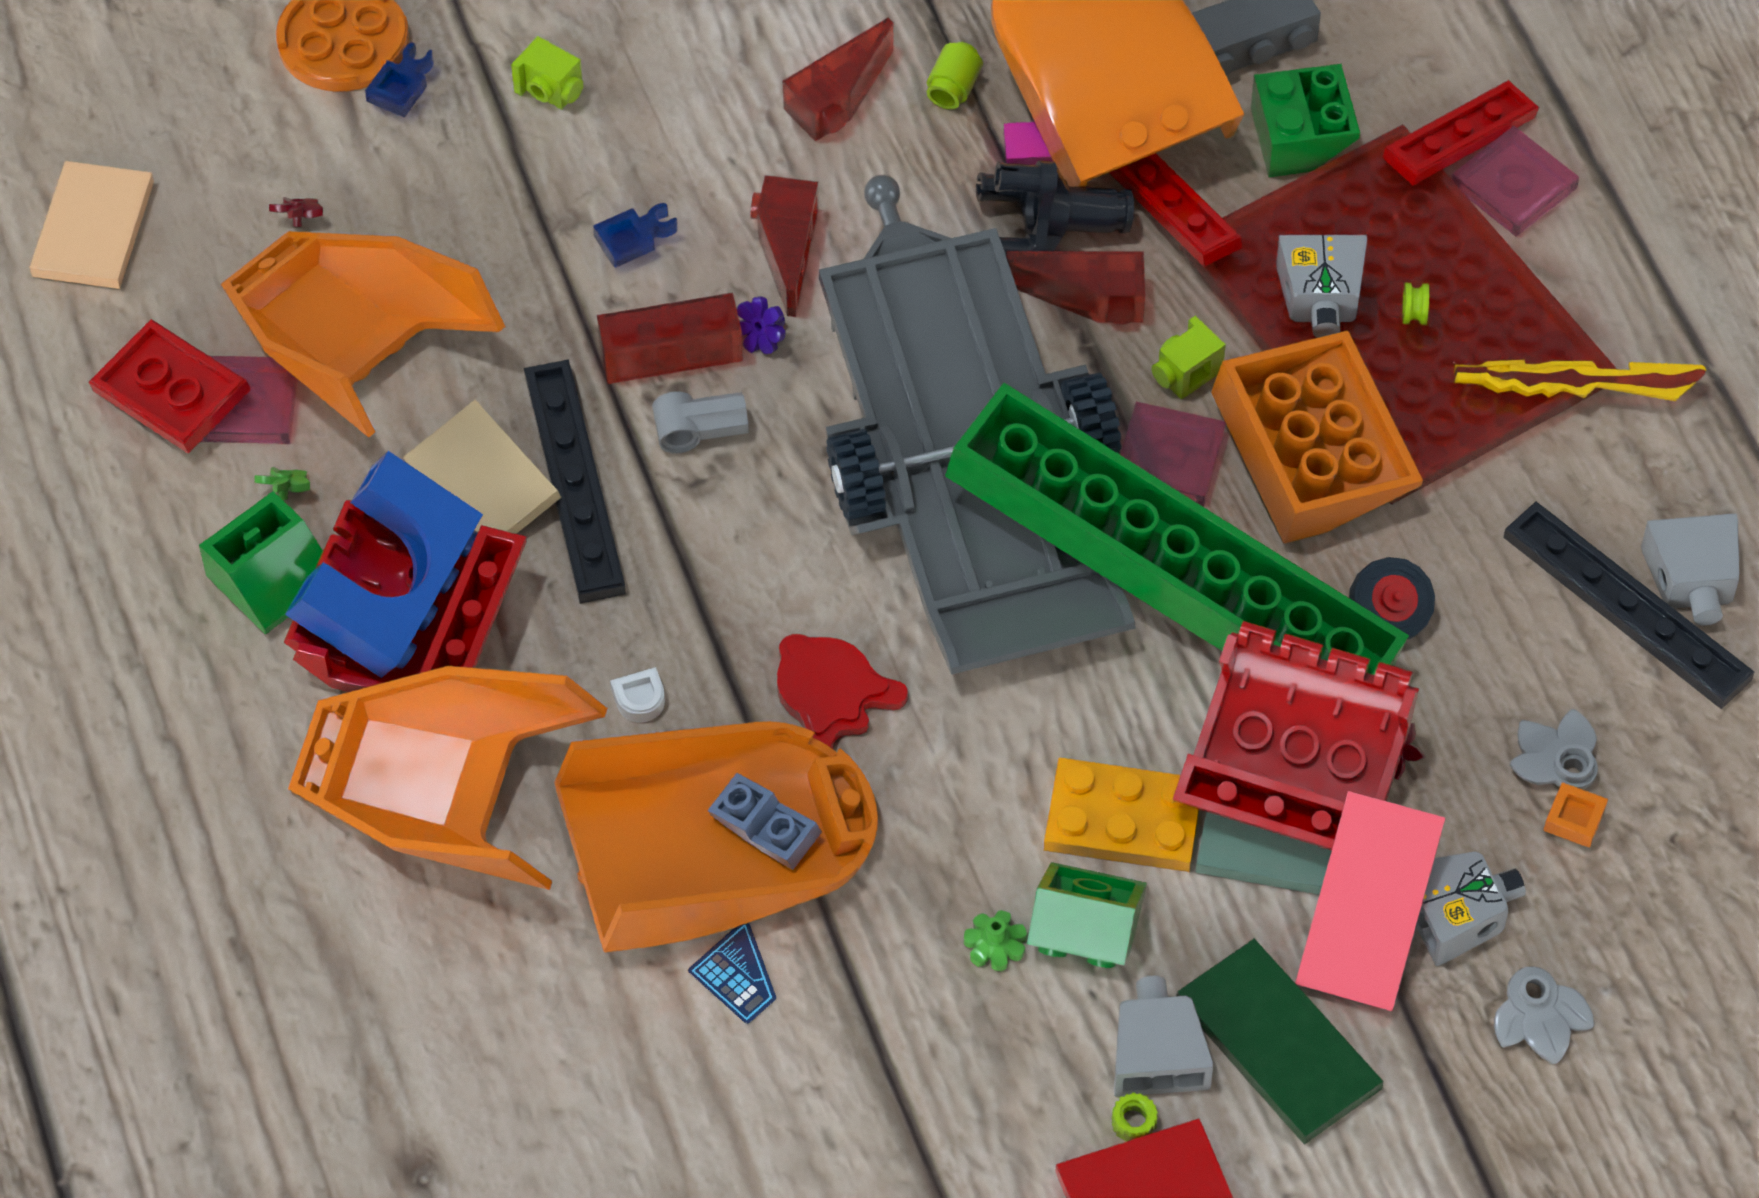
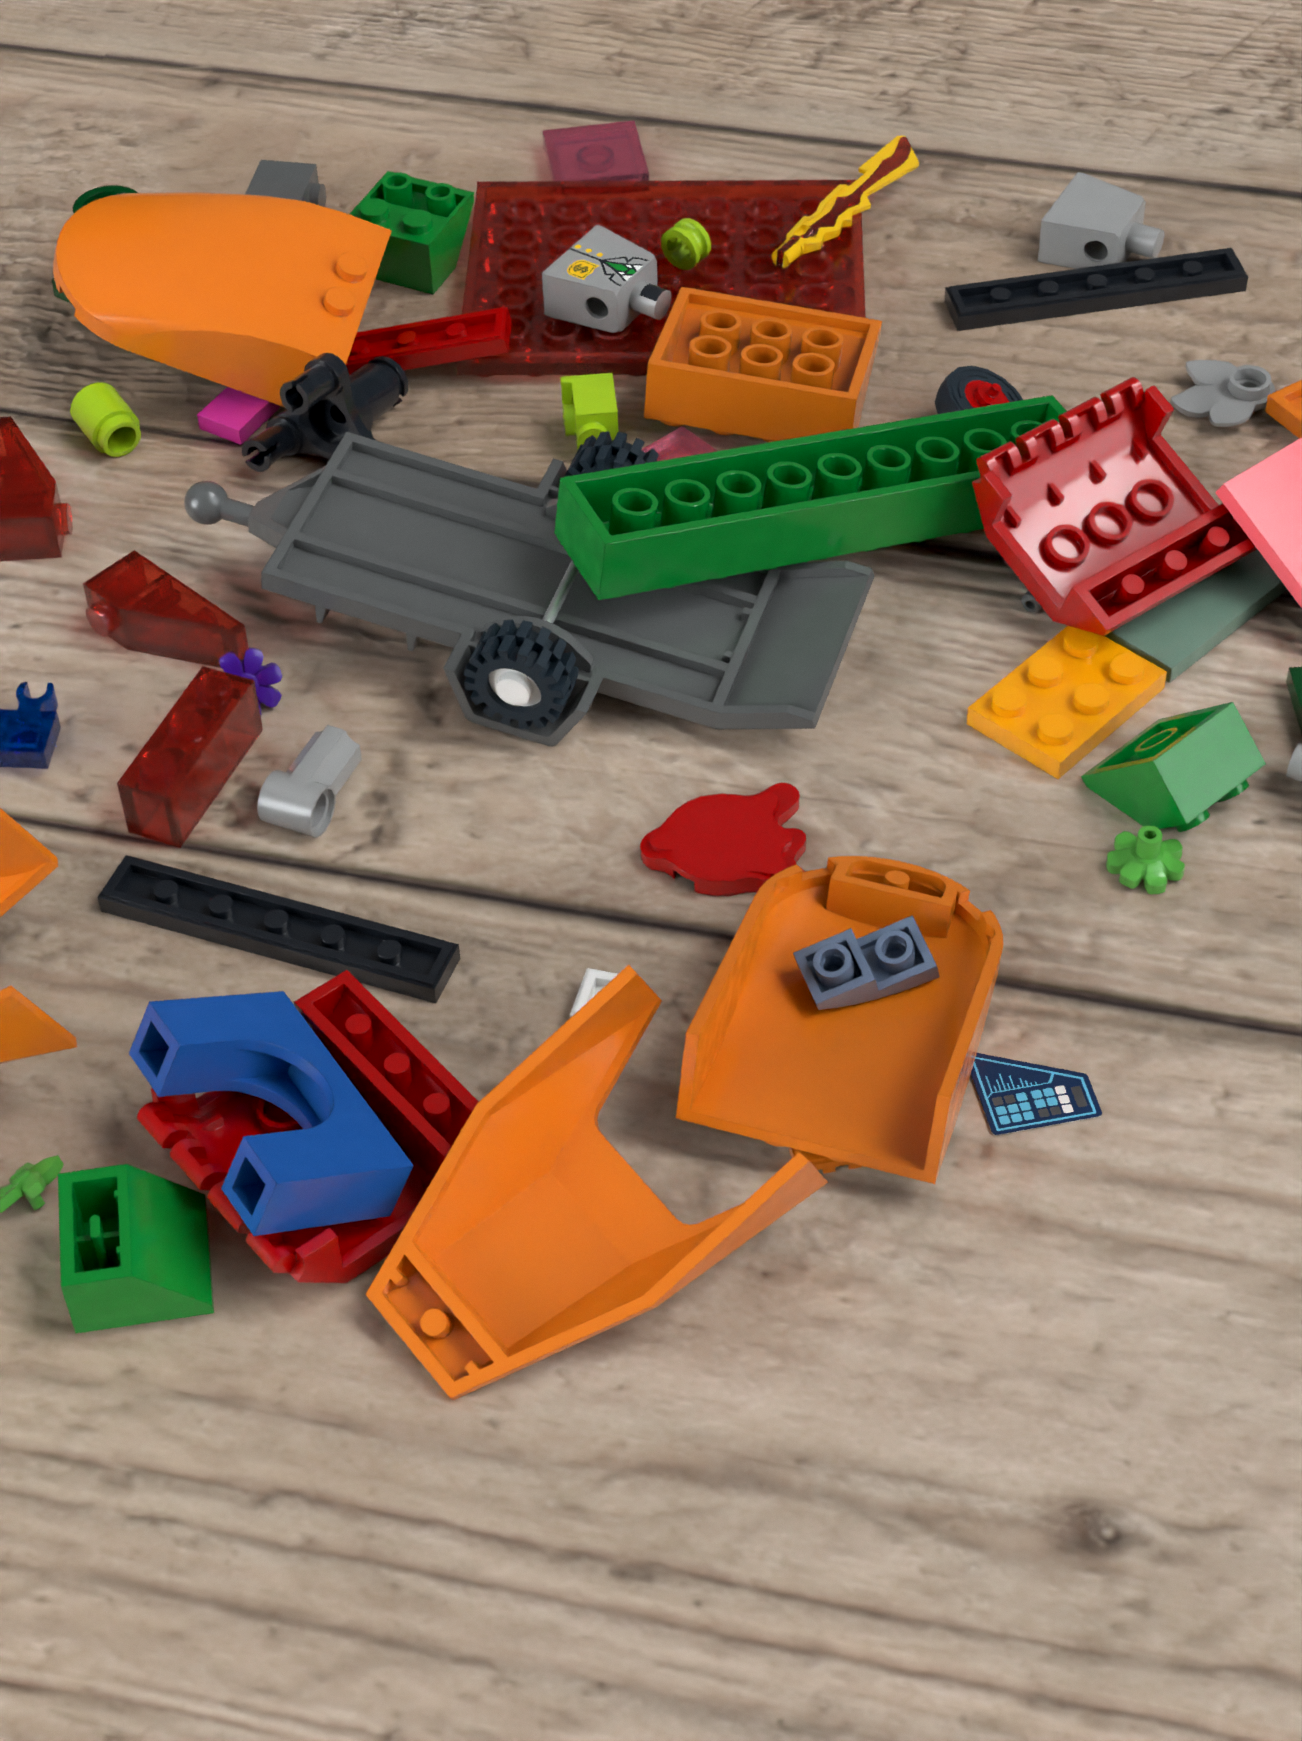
camera: 55 degrees left, 10 degrees down
(484, 470) = (191, 970): tan tile -> none
(1087, 283) = (456, 425): clear red slope -> none
(1460, 132) = (522, 156): red tile -> none

